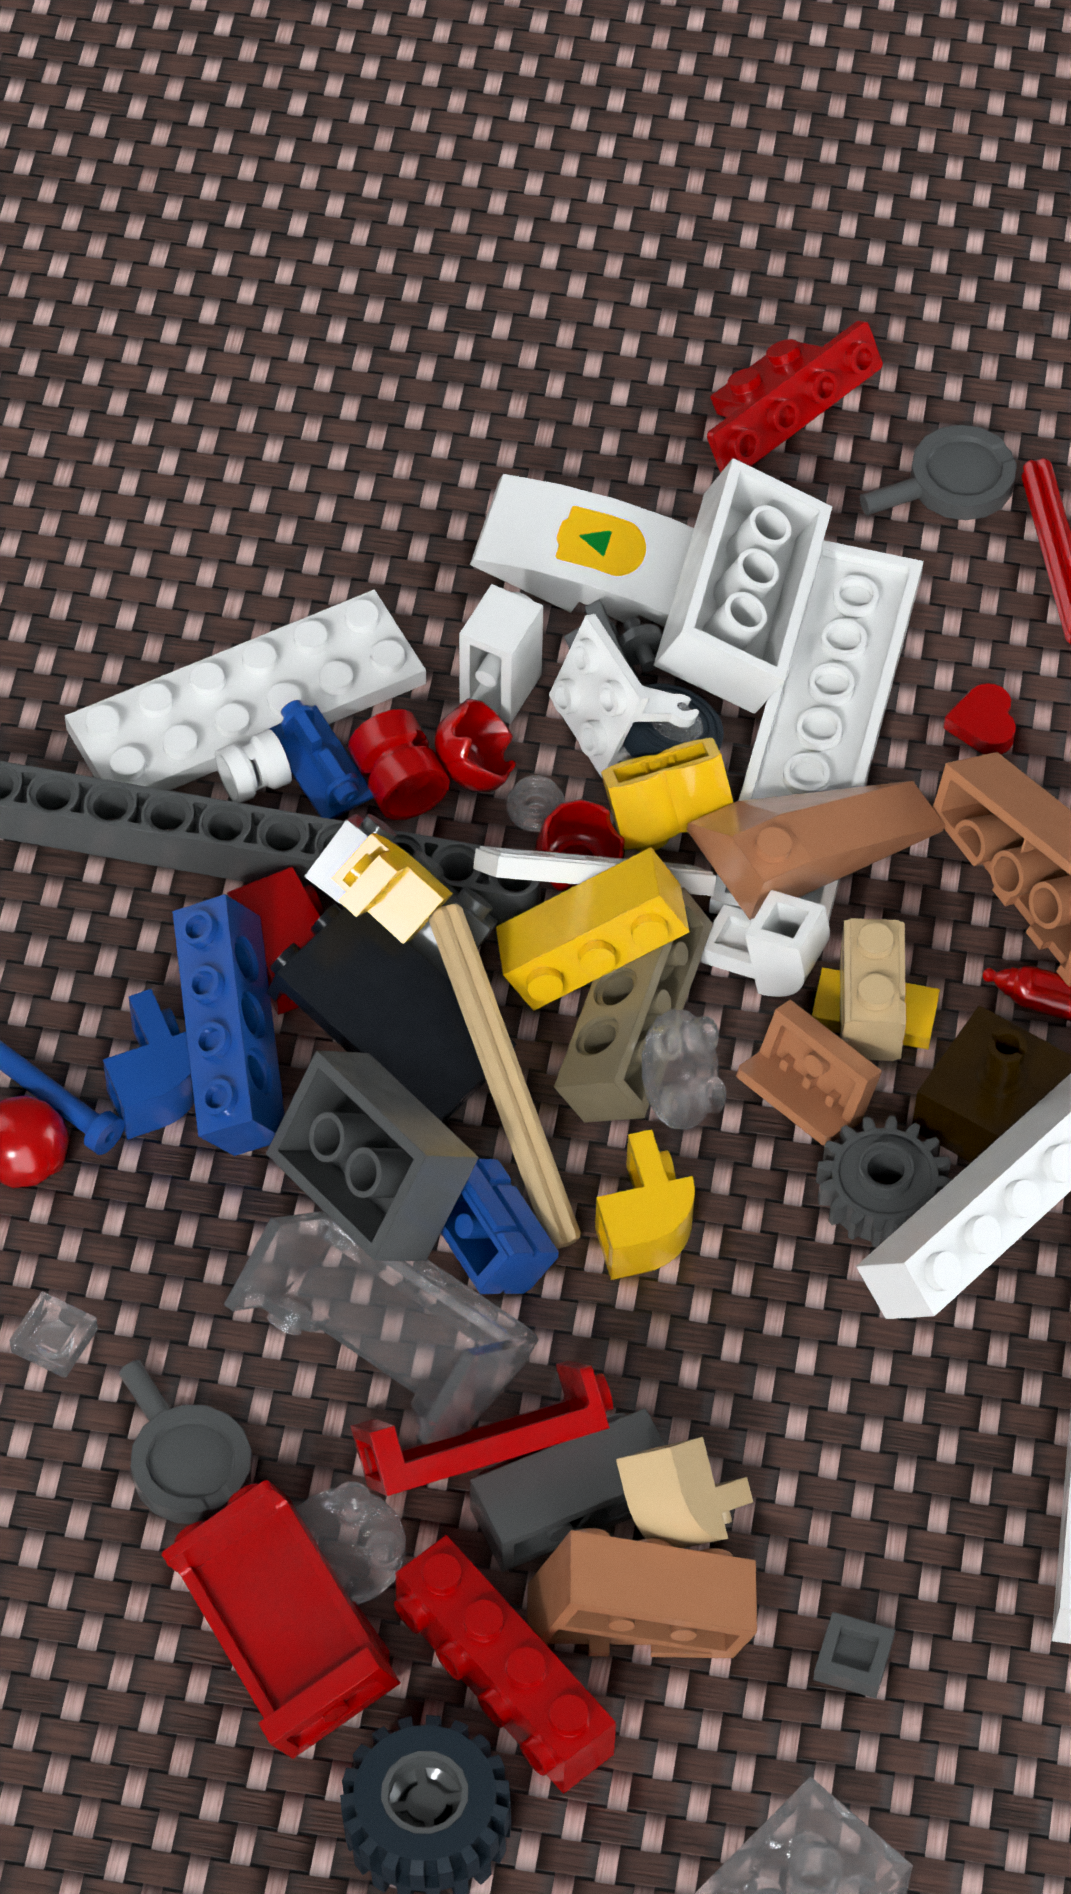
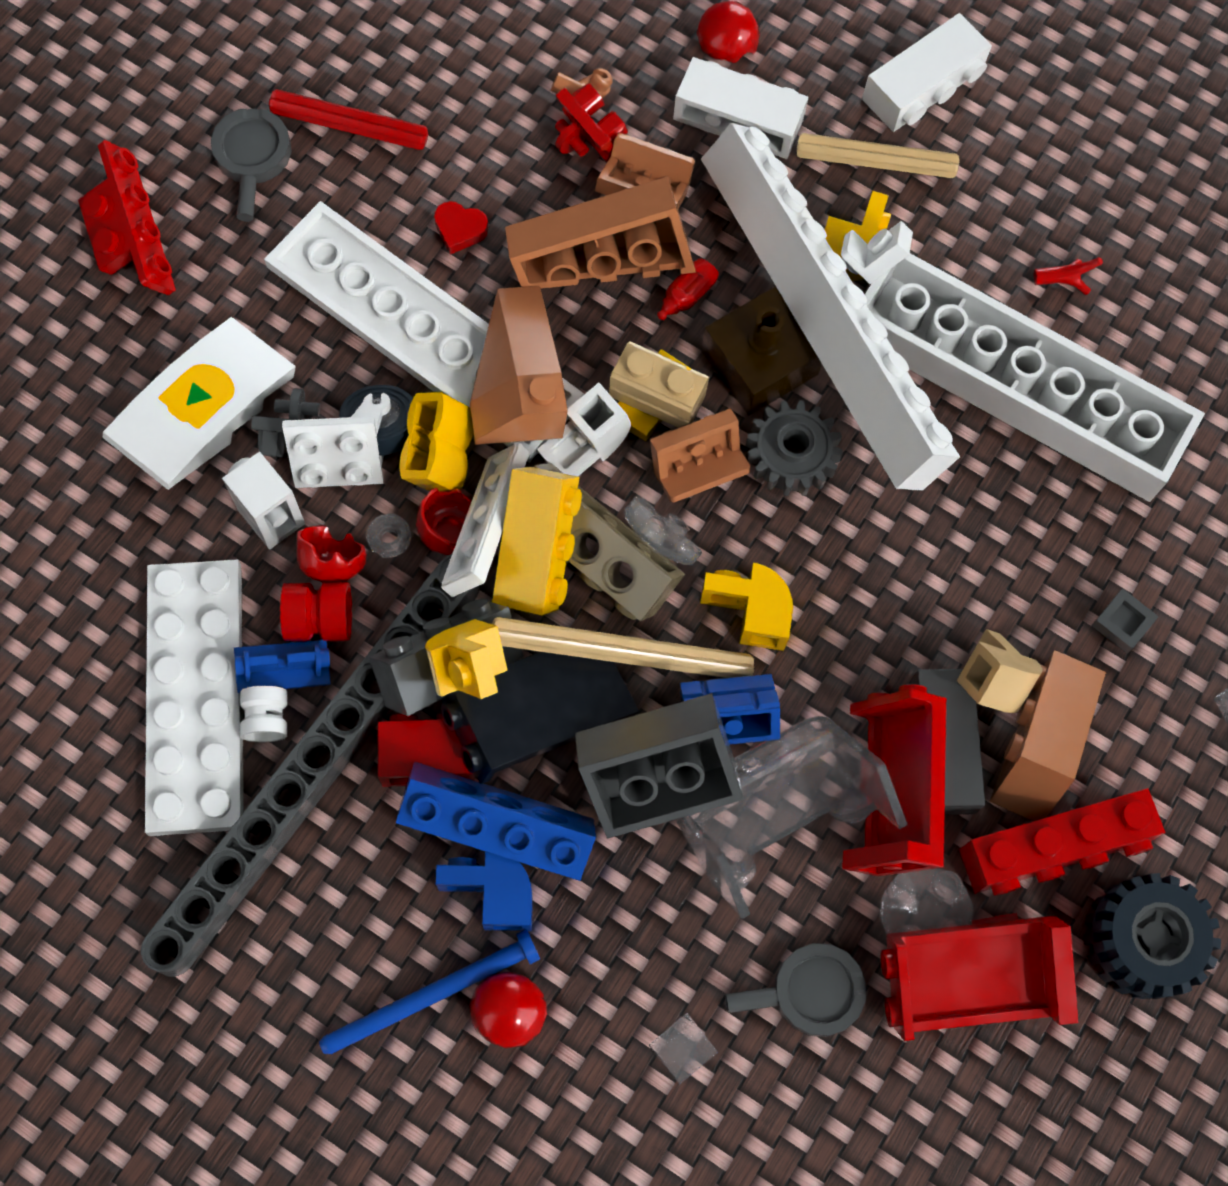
camera: 70 degrees left, 15 degrees up
(743, 586) = (290, 317): white brick -> none

